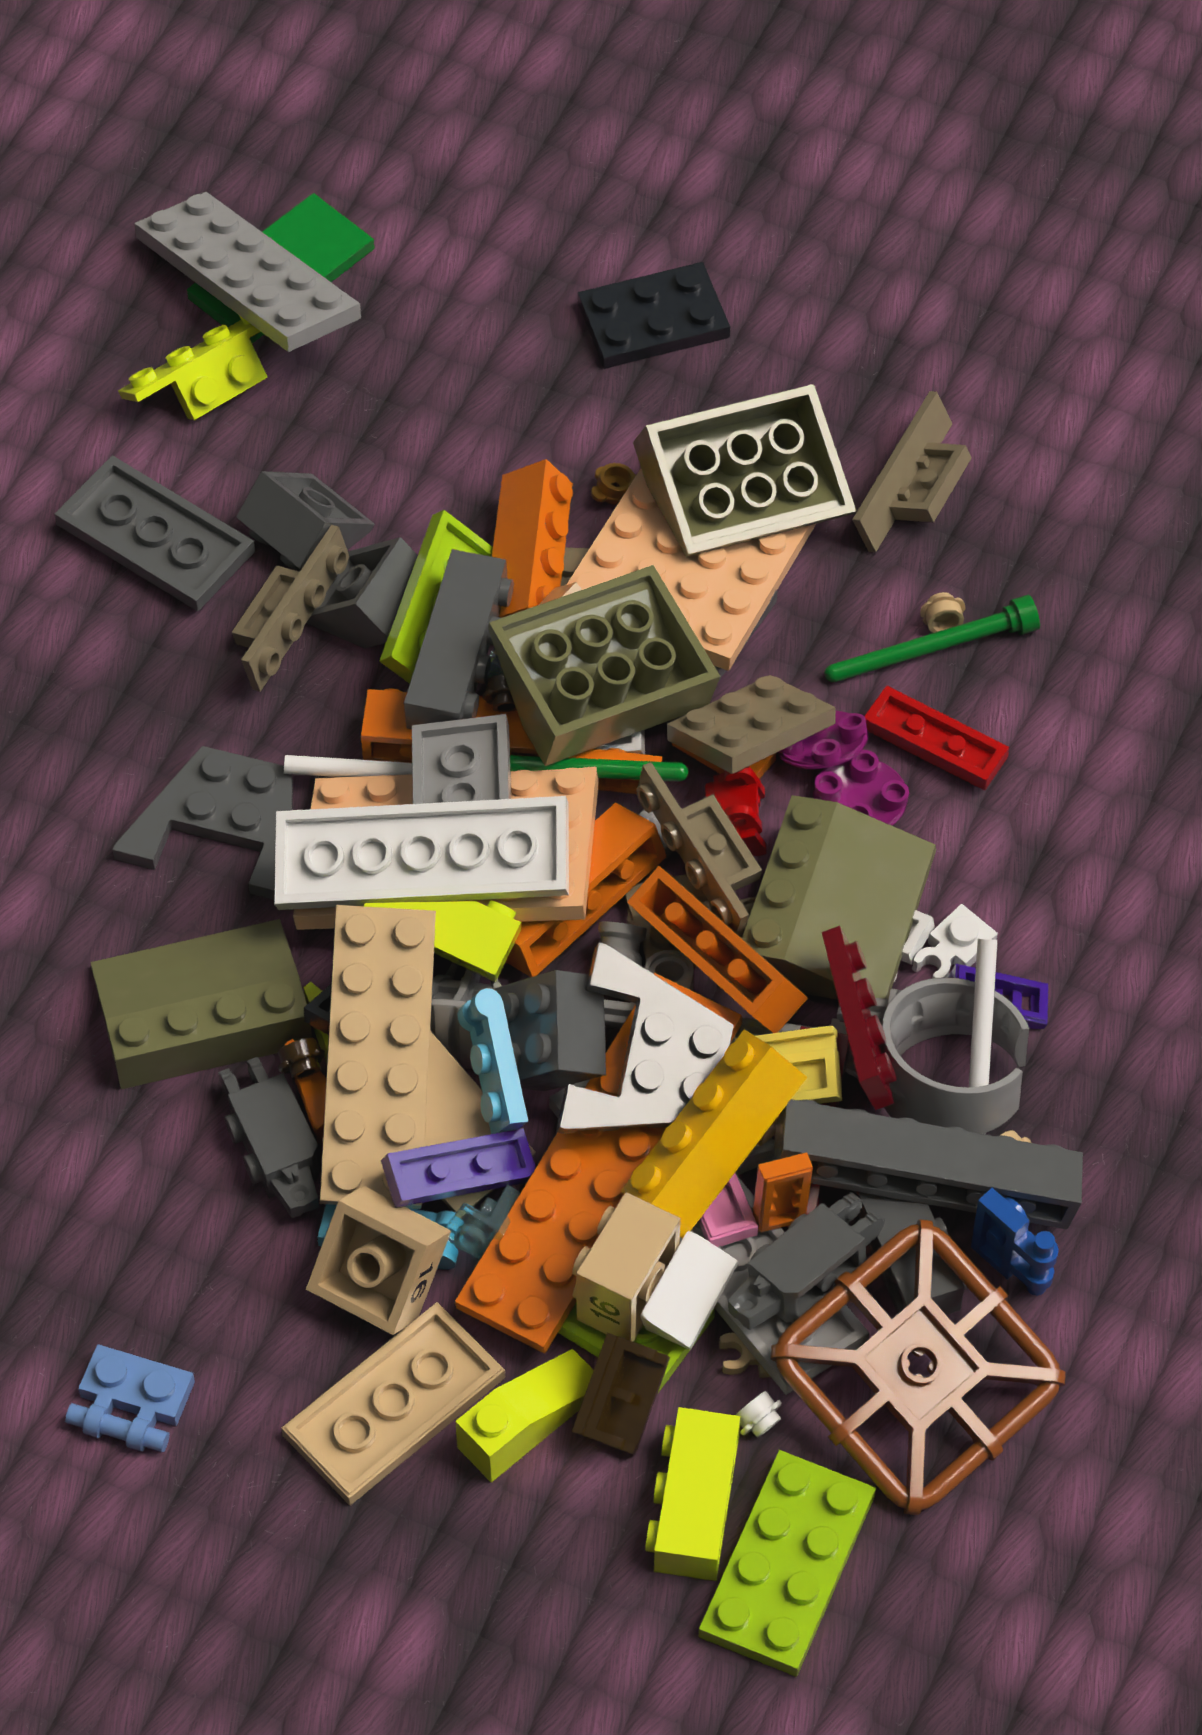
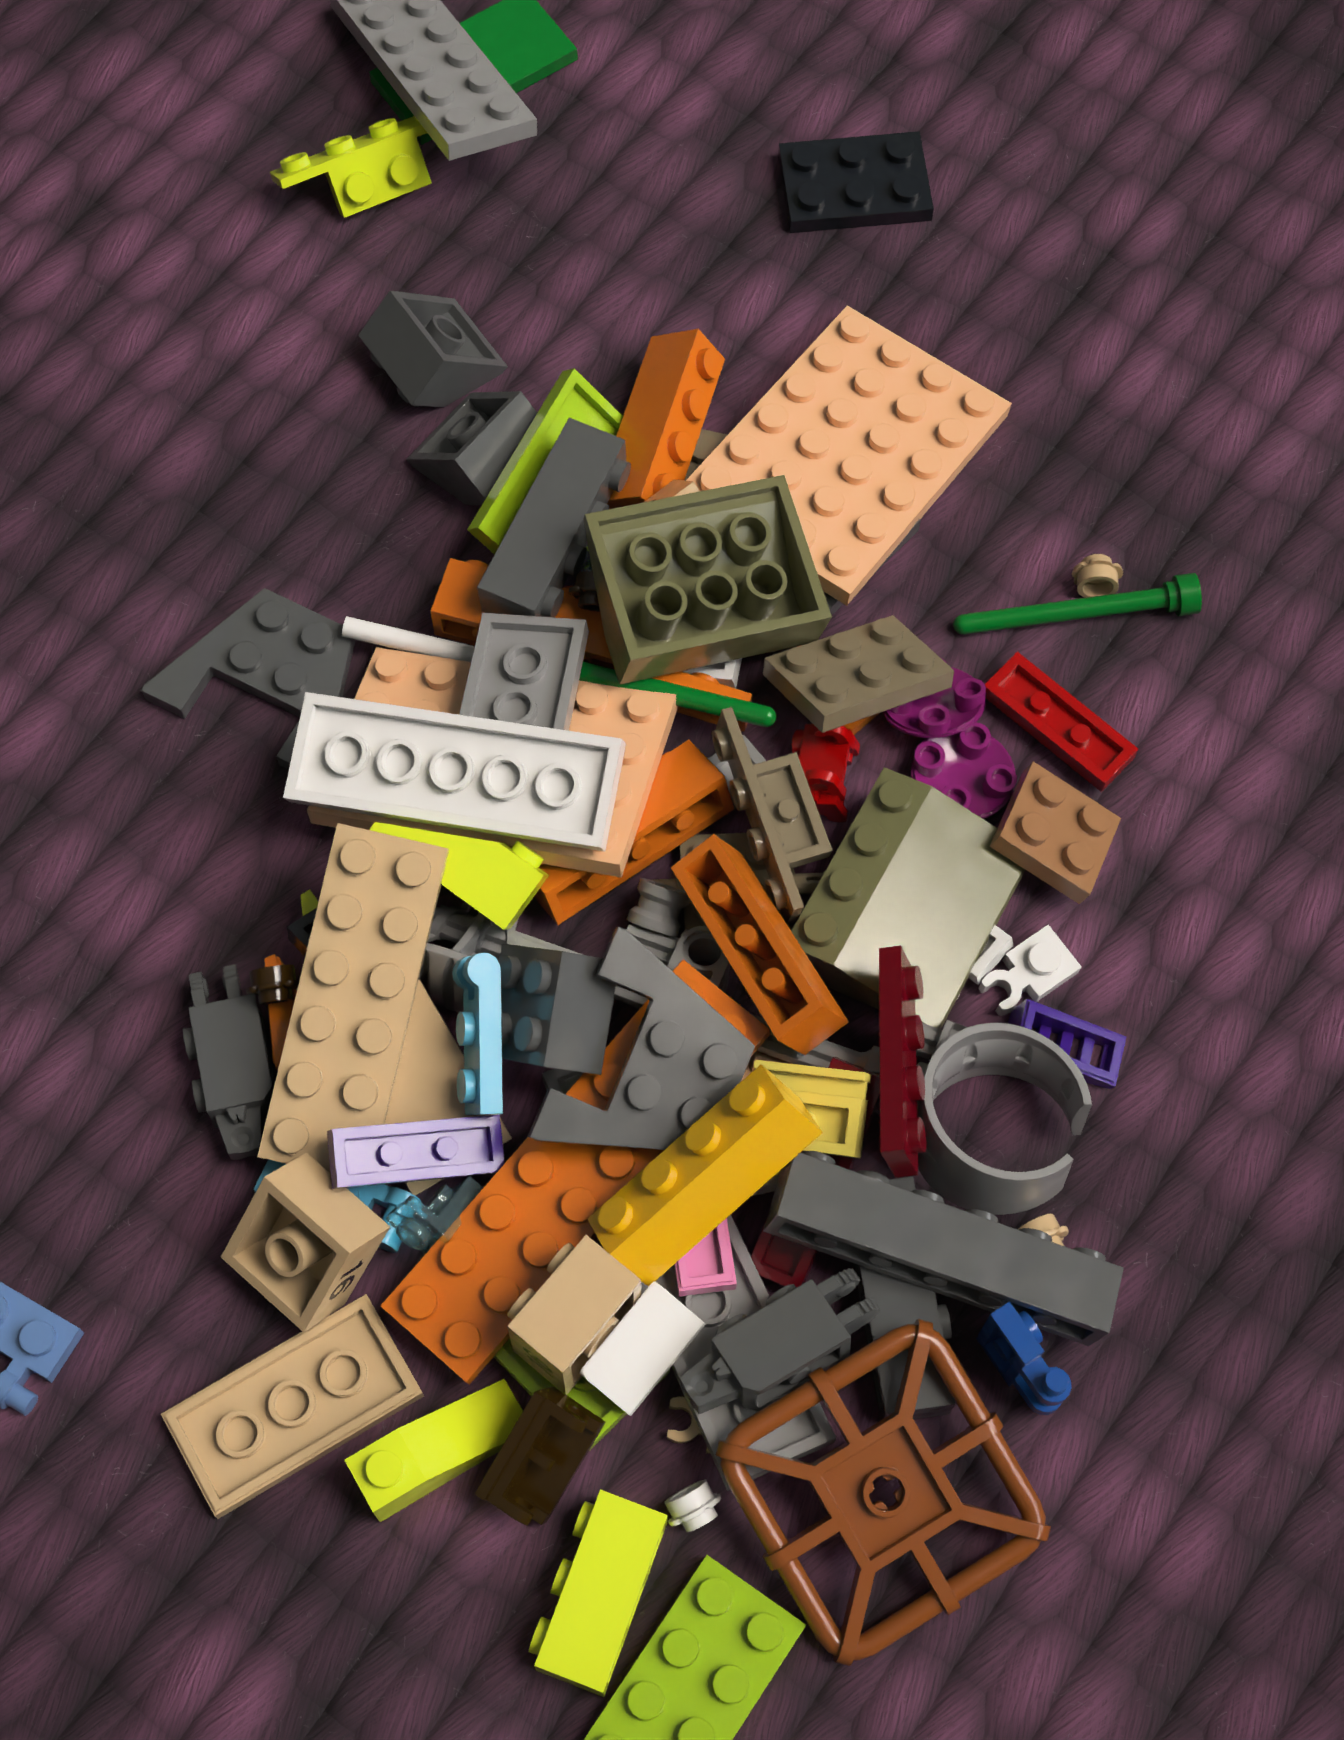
camera: 10 degrees right, 10 degrees up
(155, 533) = (272, 337): dark grey plate -> none
(200, 1003) = (189, 885): olive slope -> none
(284, 607) = (387, 446): dark tan bracket -> none
(612, 482) = (769, 356): pearl gold plate -> none
(744, 470) = (912, 379): olive slope -> none
(782, 1191) = (769, 1257): orange plate -> none
(915, 476) = (1099, 414): dark tan bracket -> none
(952, 826) = (1055, 832): none -> medium nougat plate
(983, 1012) = (1041, 1081): white bar -> none

